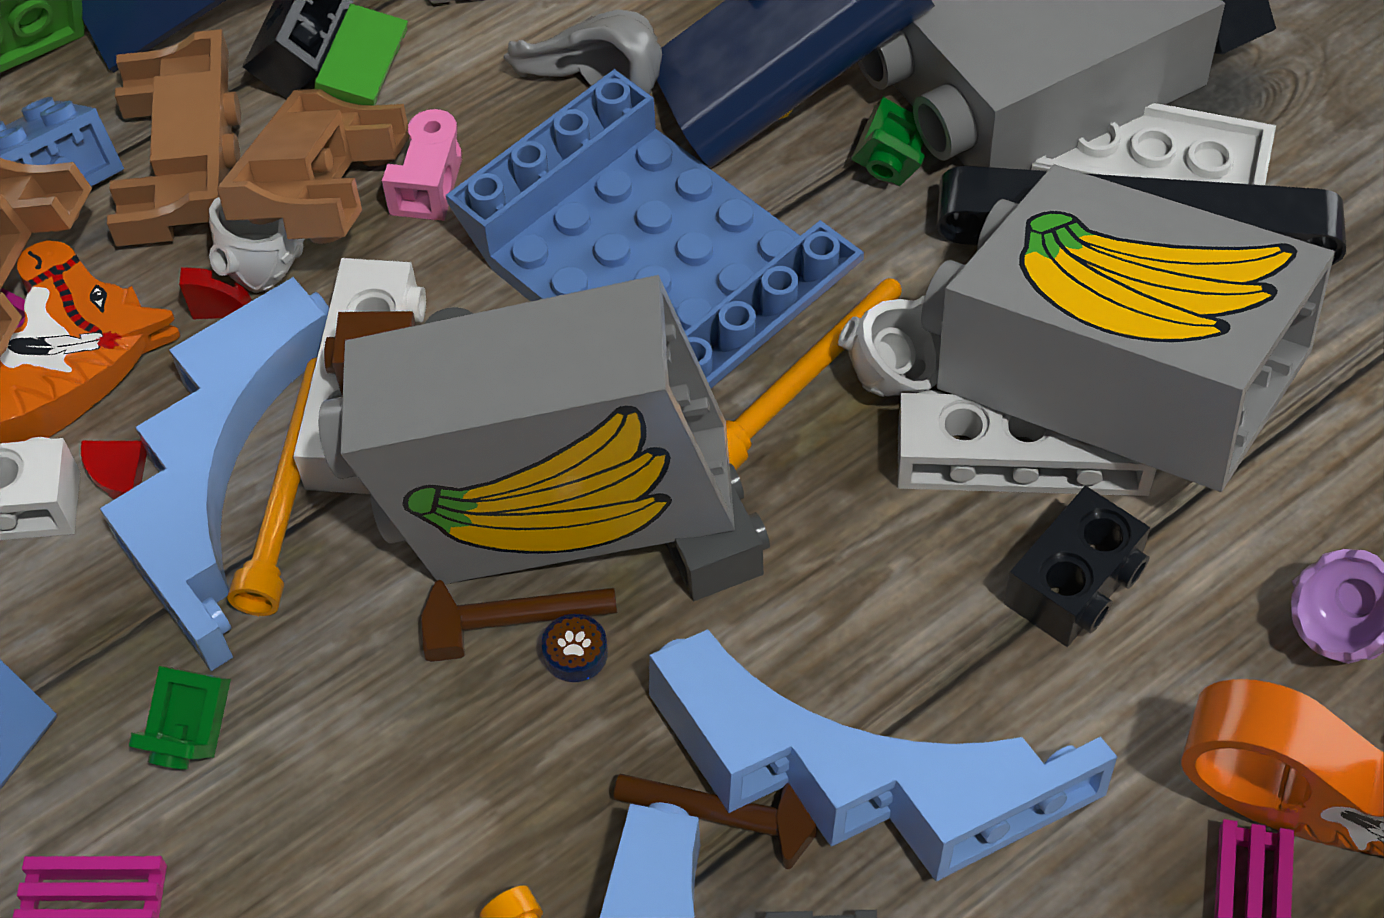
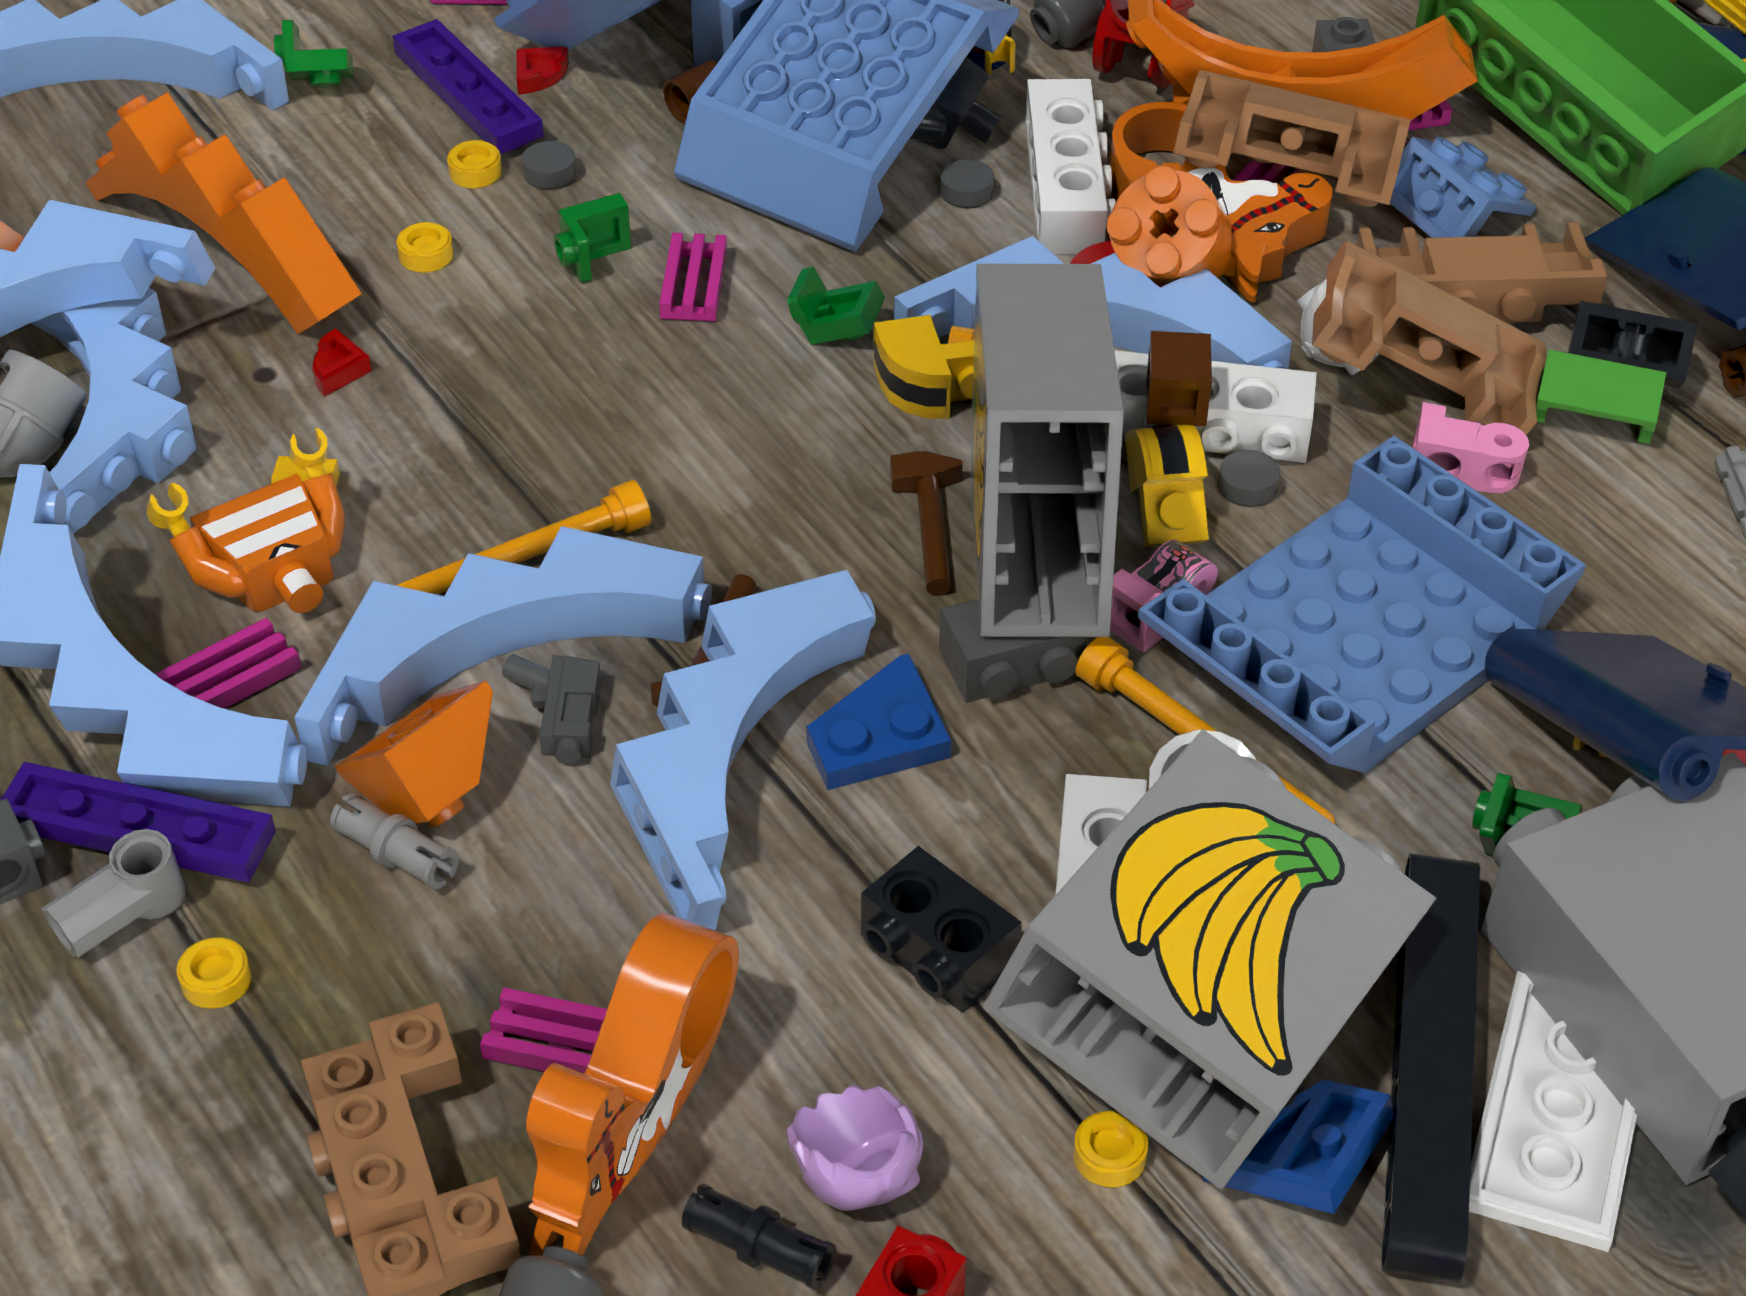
camera: 90 degrees right, 10 degrees down
(123, 342) = (1166, 203): none -> orange brick
(210, 297) = (1287, 309): red tile -> none
(292, 628) = (918, 370): none -> yellow brick
(574, 647) = (888, 557): tile -> none
(594, 48) = (1638, 584): light grey piece -> none
(817, 641) = (879, 729): none -> blue wing
(1276, 444) = (1110, 1149): none -> yellow tile

